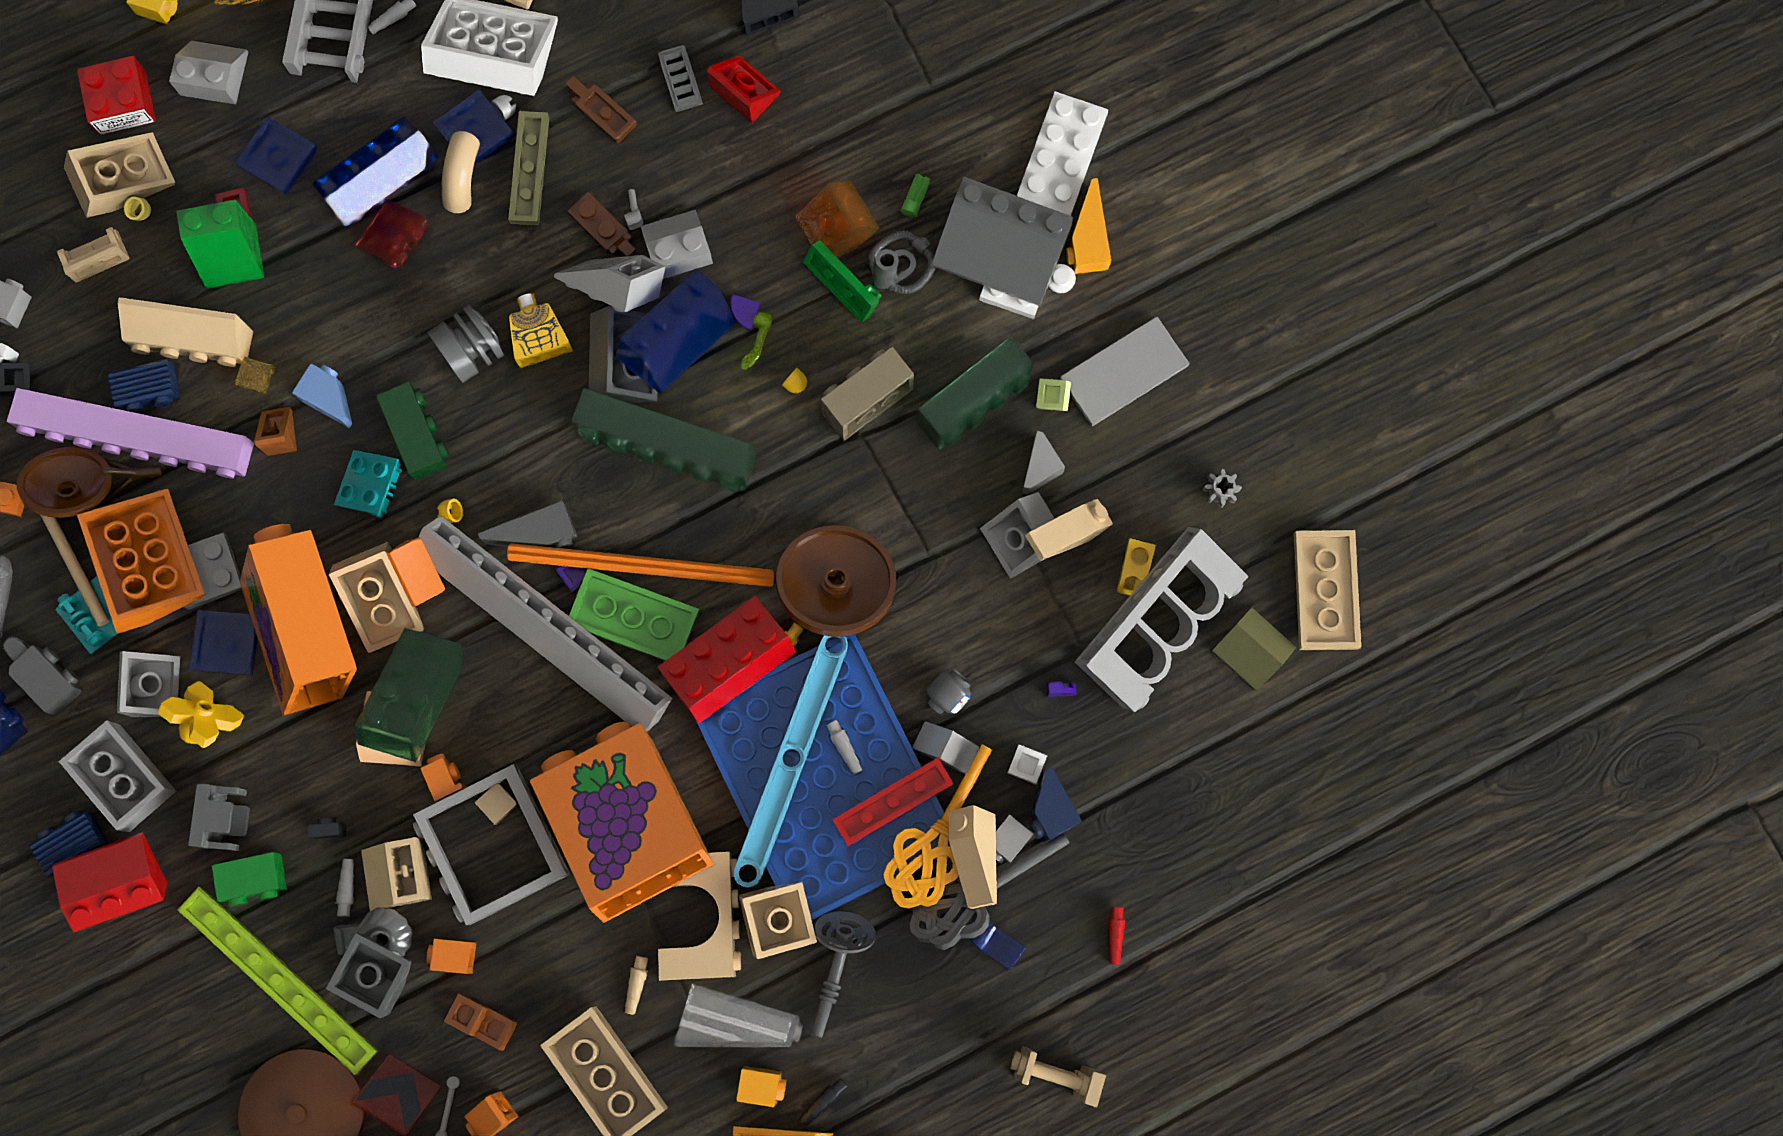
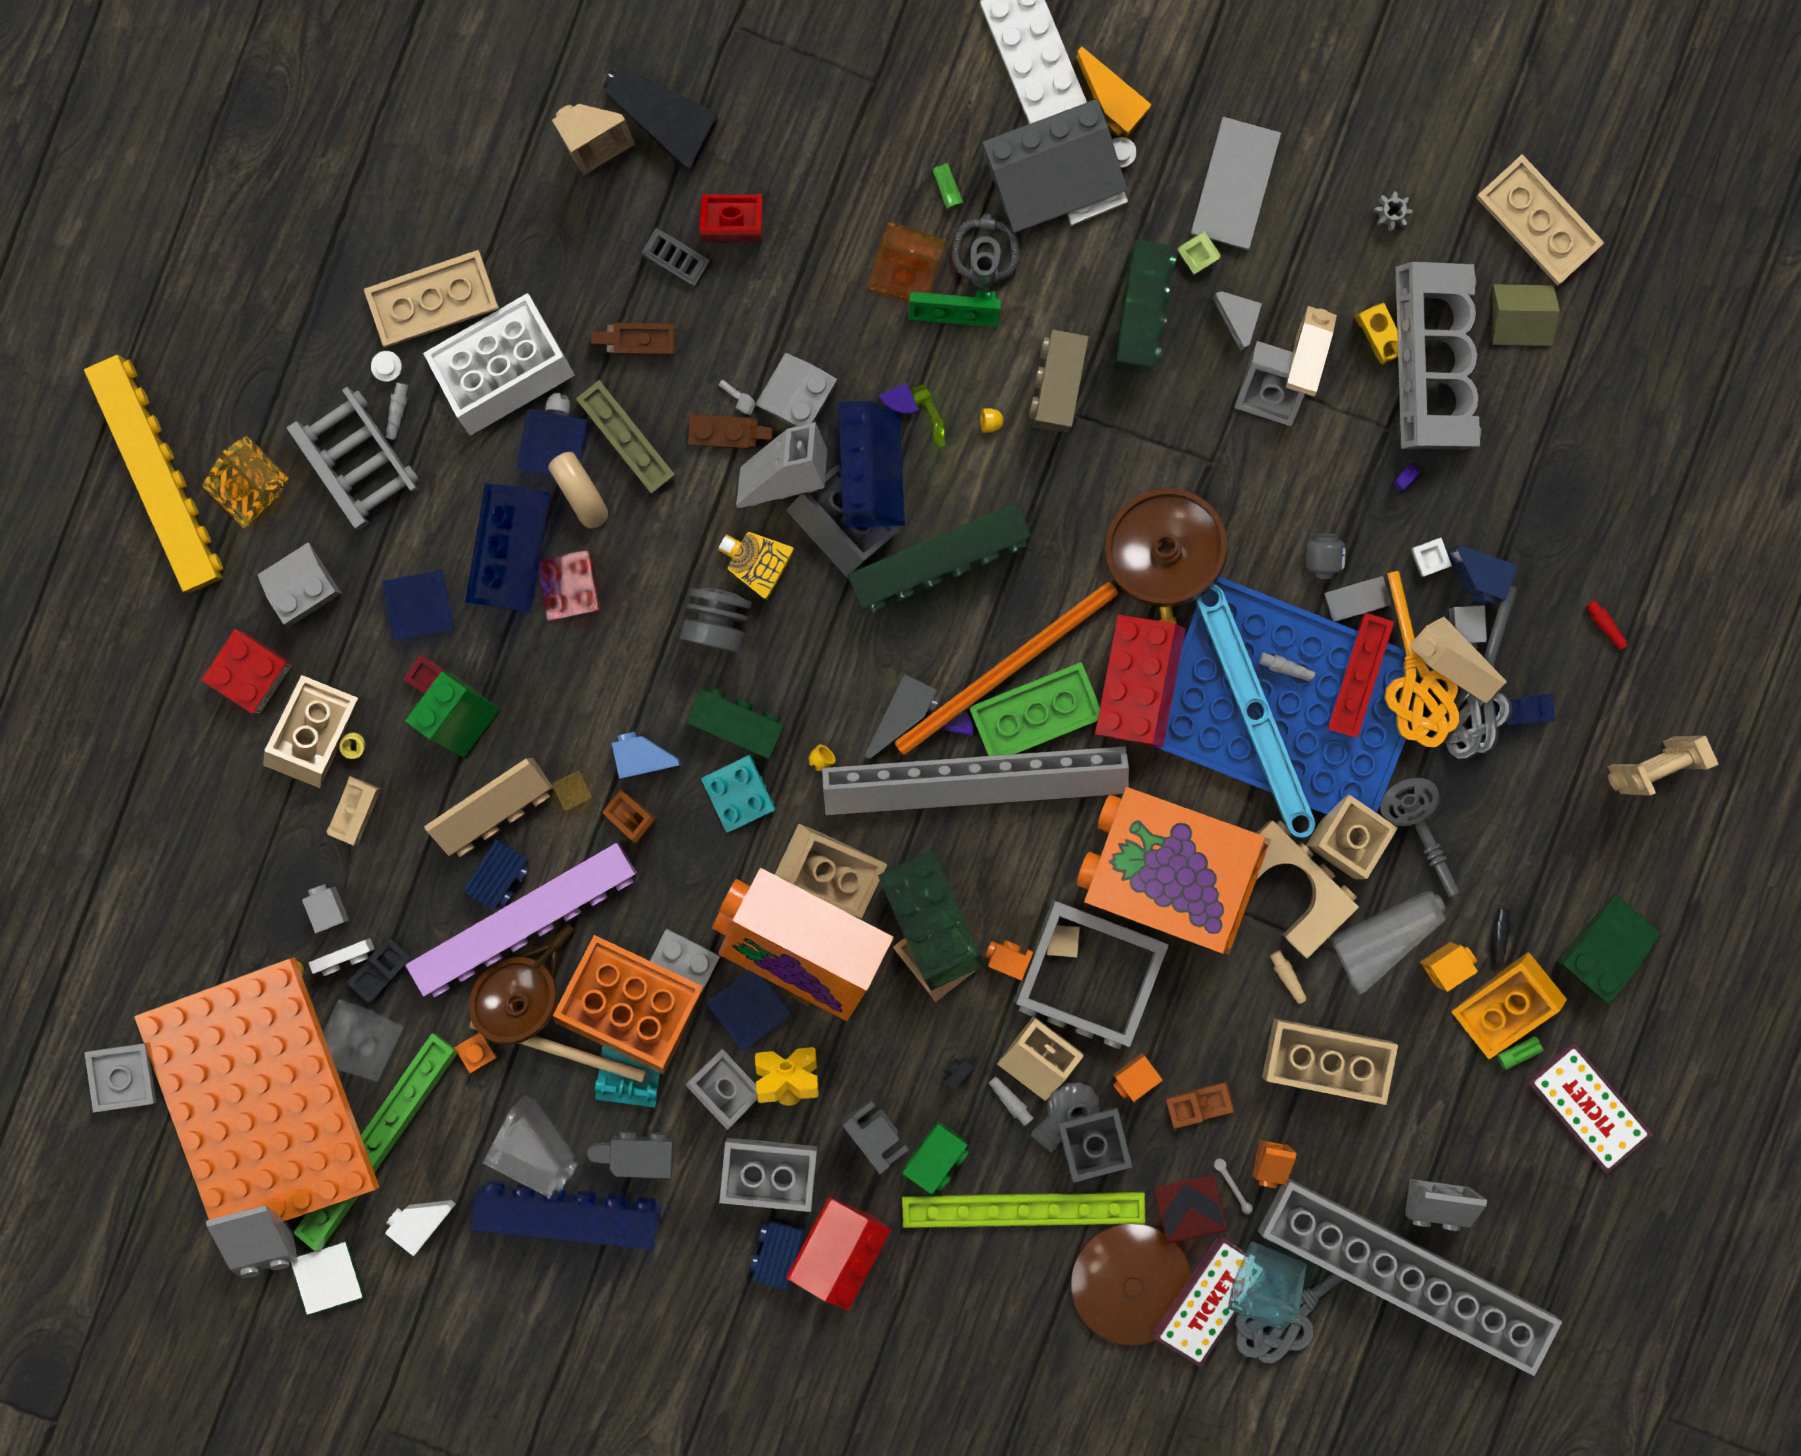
camera: 40 degrees left, 10 degrees up
(415, 571) = (844, 826): orange slope -> none

